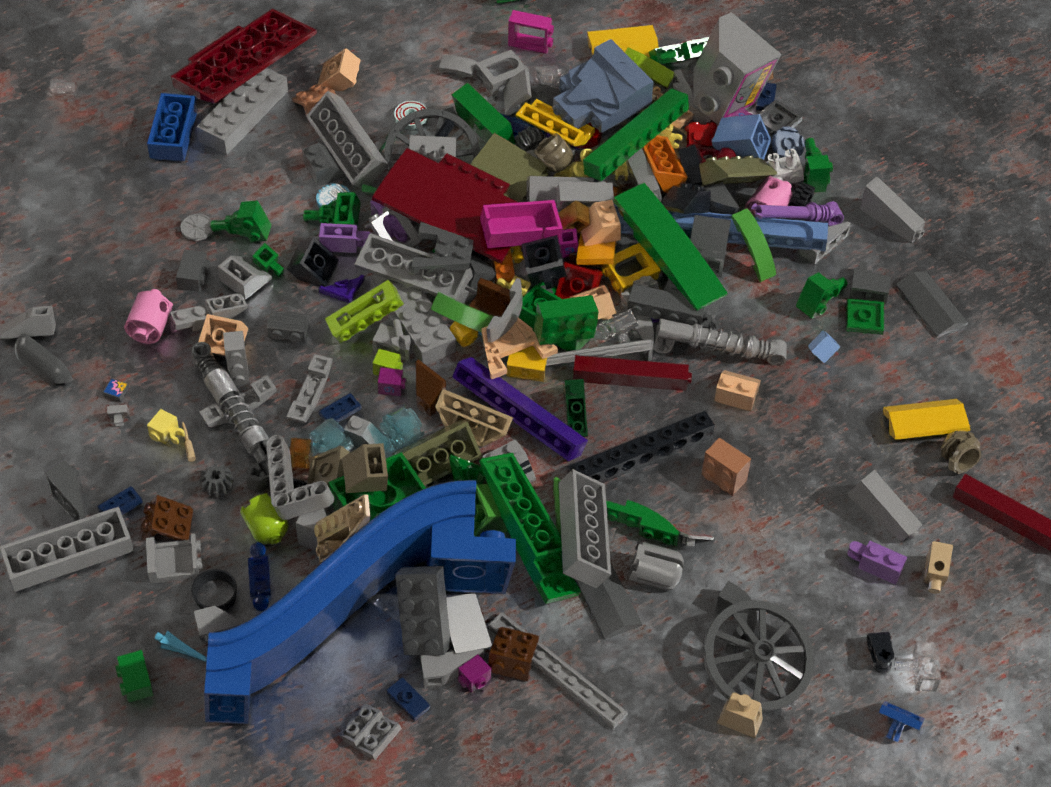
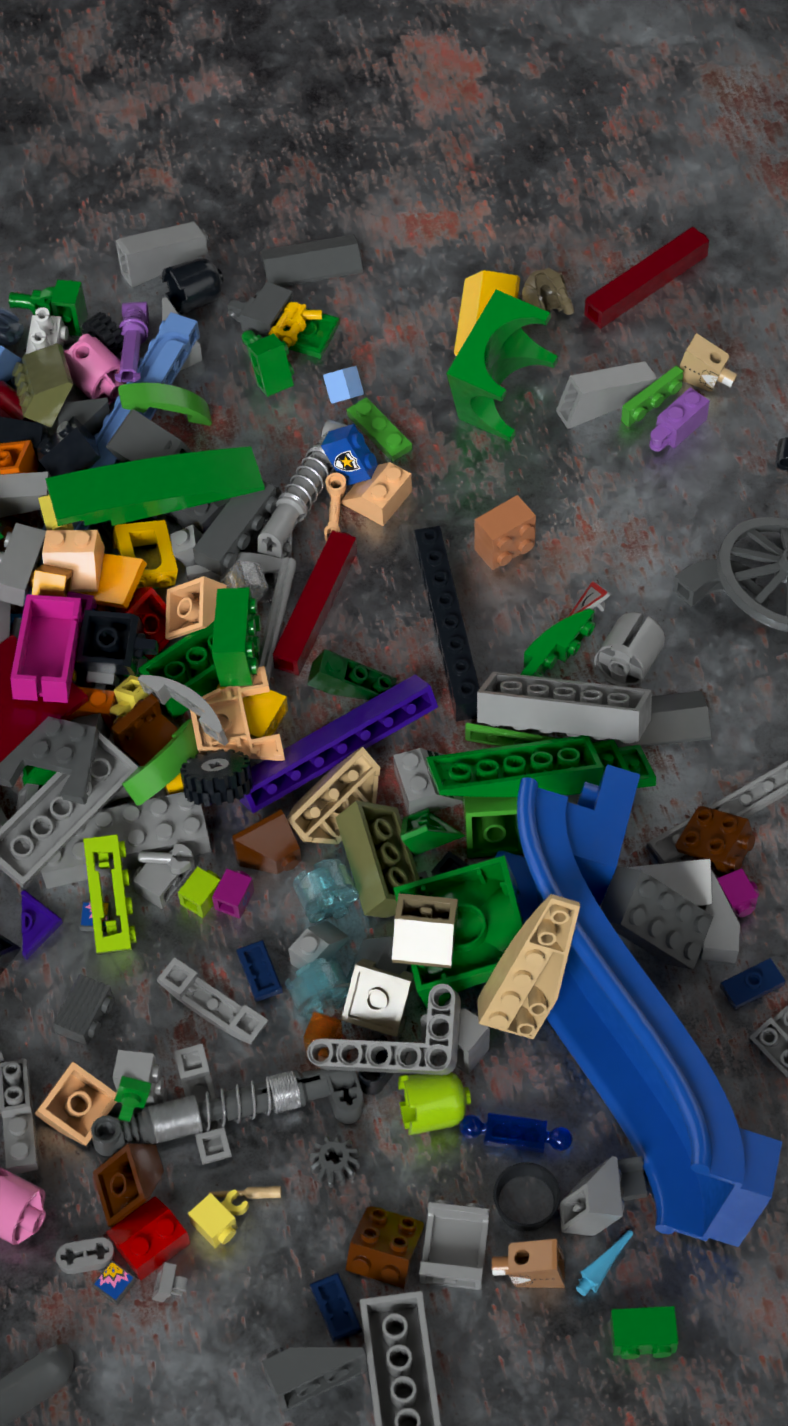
camera: 70 degrees left, 5 degrees up
(126, 372) = (85, 1248): none -> light grey beam
(144, 397) = (148, 1237): none -> red slope
(165, 594) = (532, 1264): none -> medium nougat torso
(181, 377) = (127, 1180): none -> reddish brown slope
(217, 349) = (131, 1094): none -> green plate
(460, 341) = (217, 777): none -> black wheel
(729, 363) = (336, 488): none -> light nougat brick
(754, 357) = (349, 454): none -> blue brick
(795, 378) = (379, 429): none -> bright green plate
(860, 411) = (490, 355): none -> green piece
(869, 236) = (192, 284): none -> black cylinder
(869, 302) = (294, 317): none -> yellow piece
(896, 539) = (652, 396): none -> bright green plate

